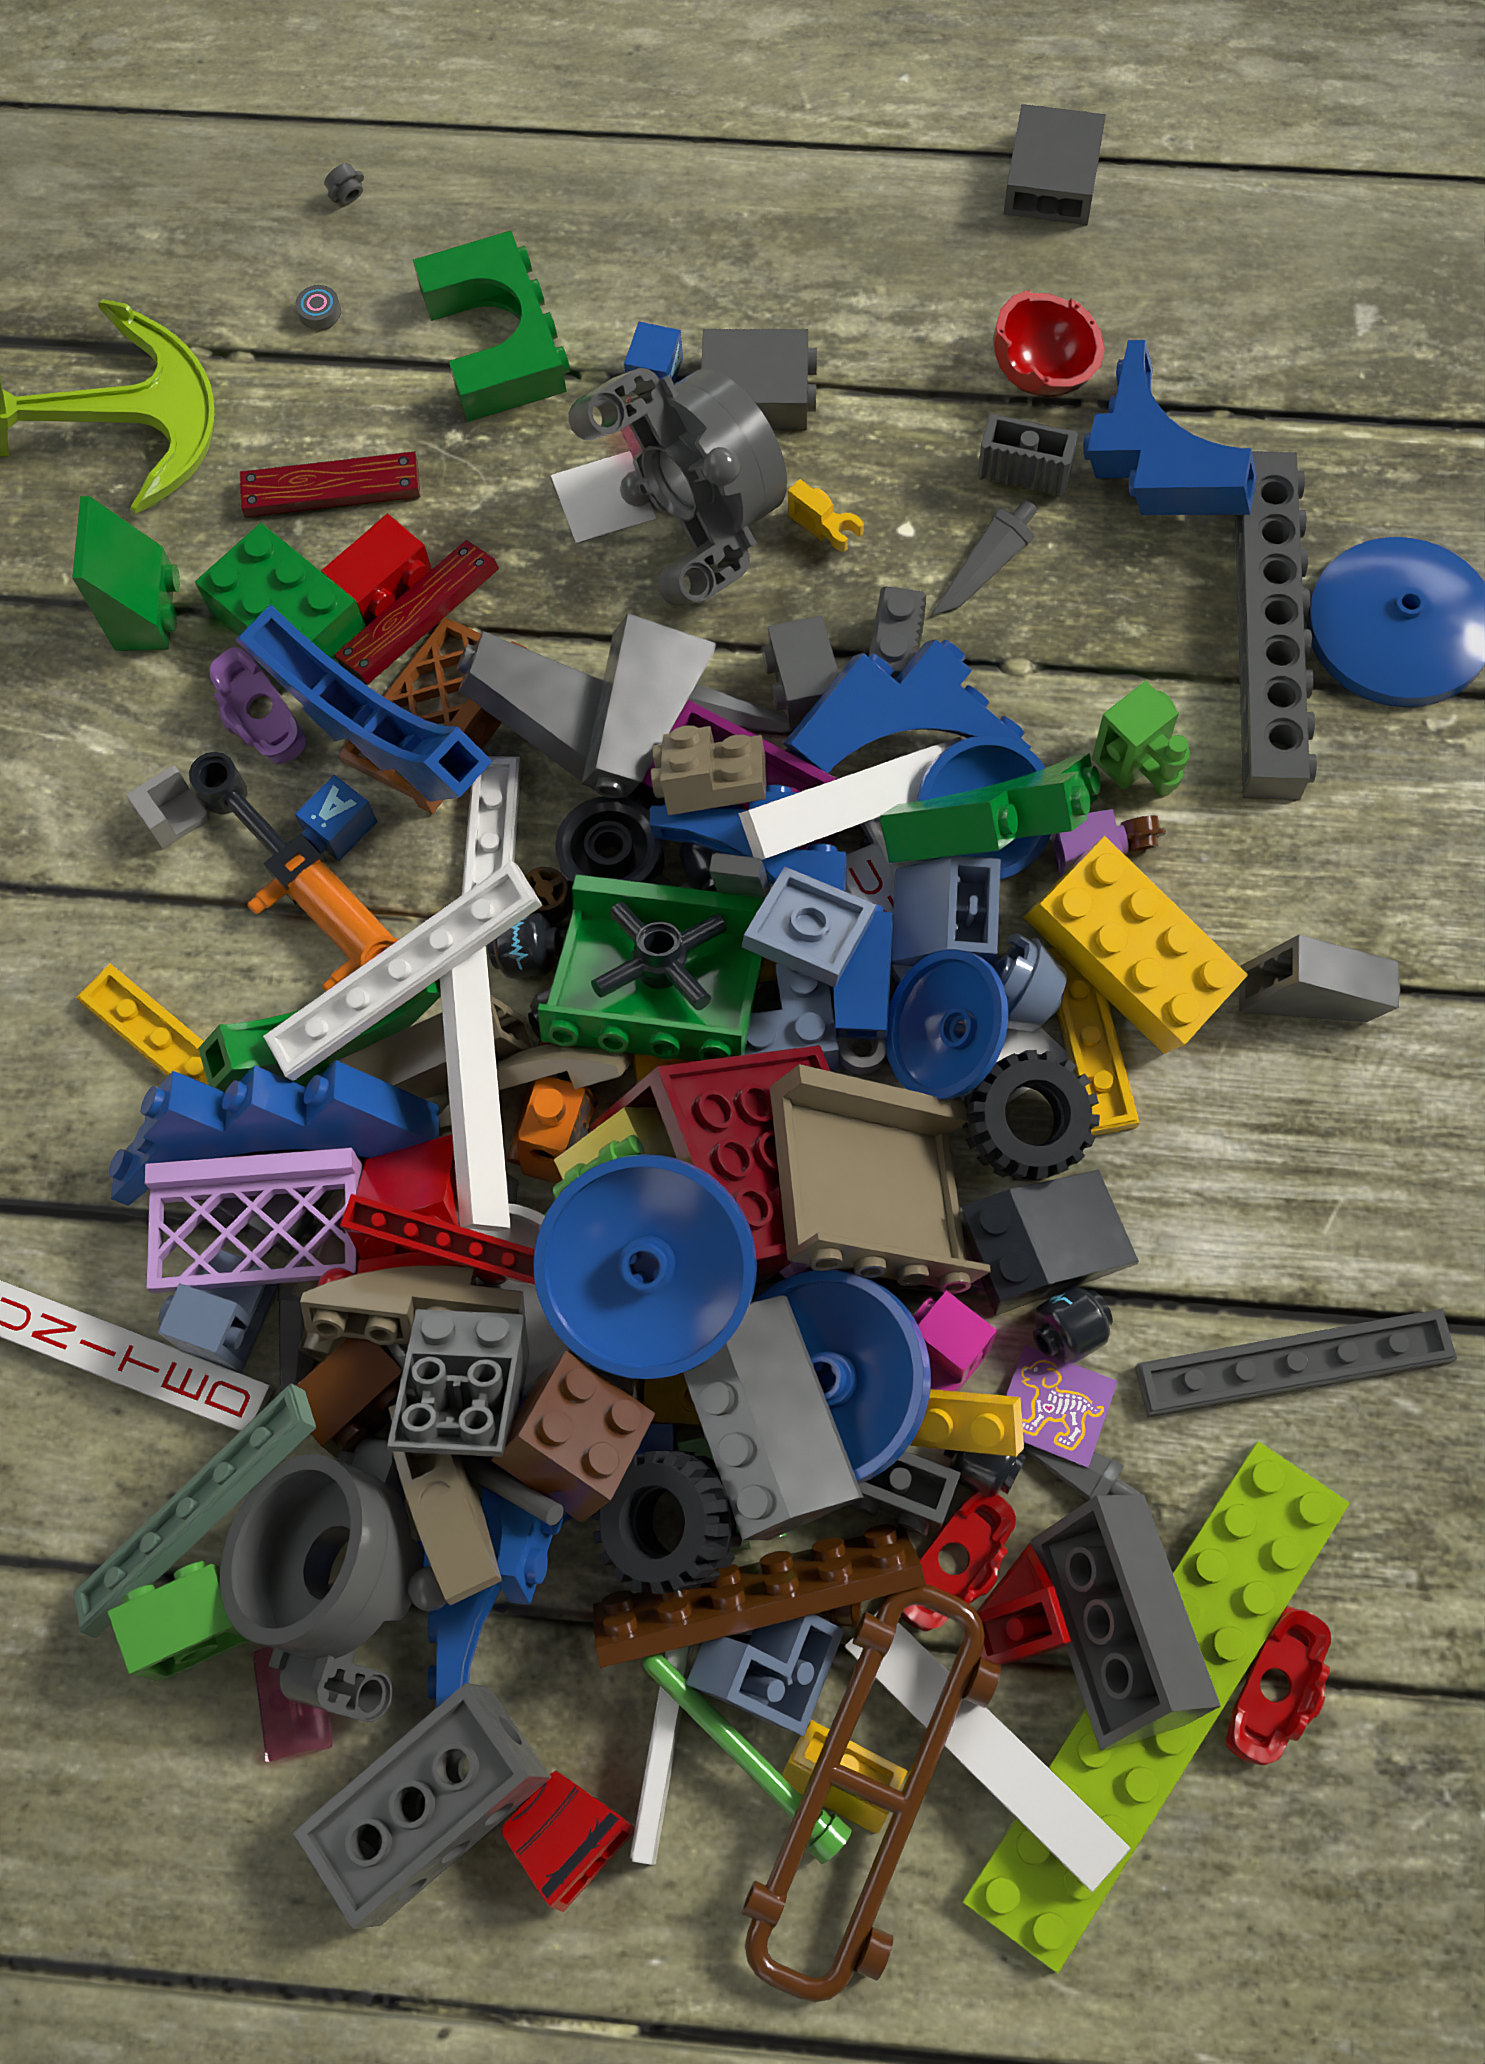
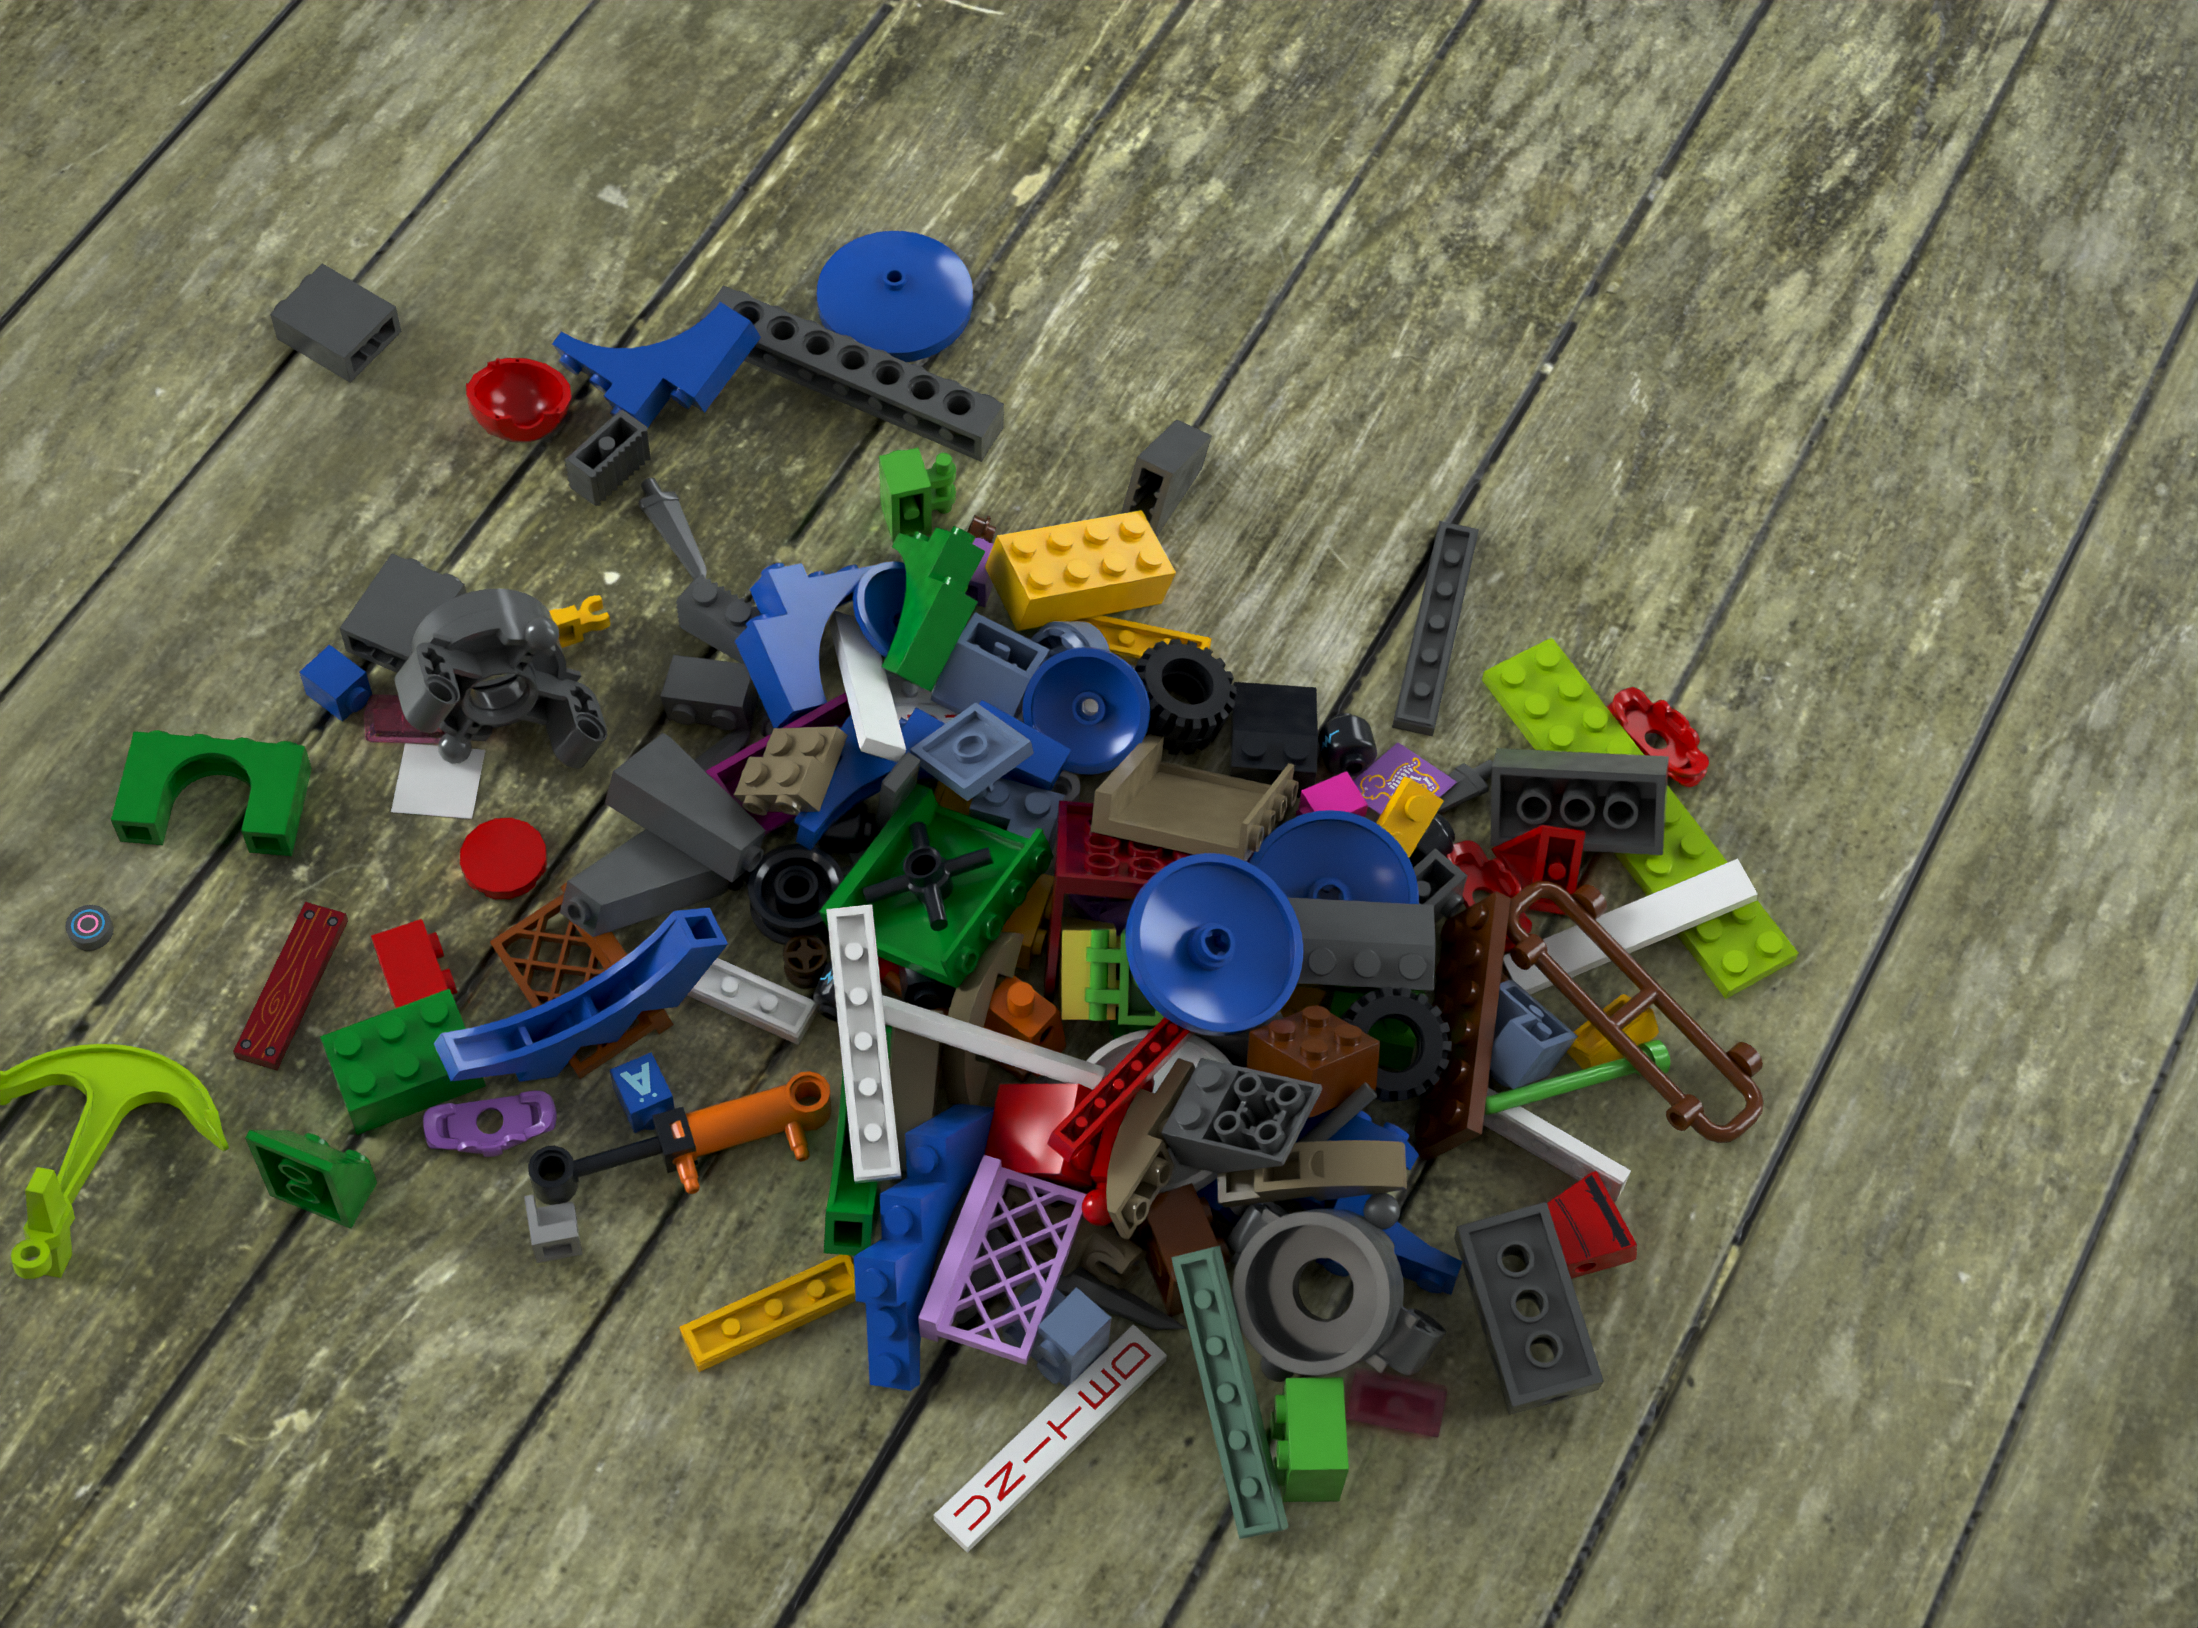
camera: 75 degrees left, 10 degrees down
(416, 612) = (469, 953): dark red tile -> none
(540, 586) = (503, 858): none -> red tile

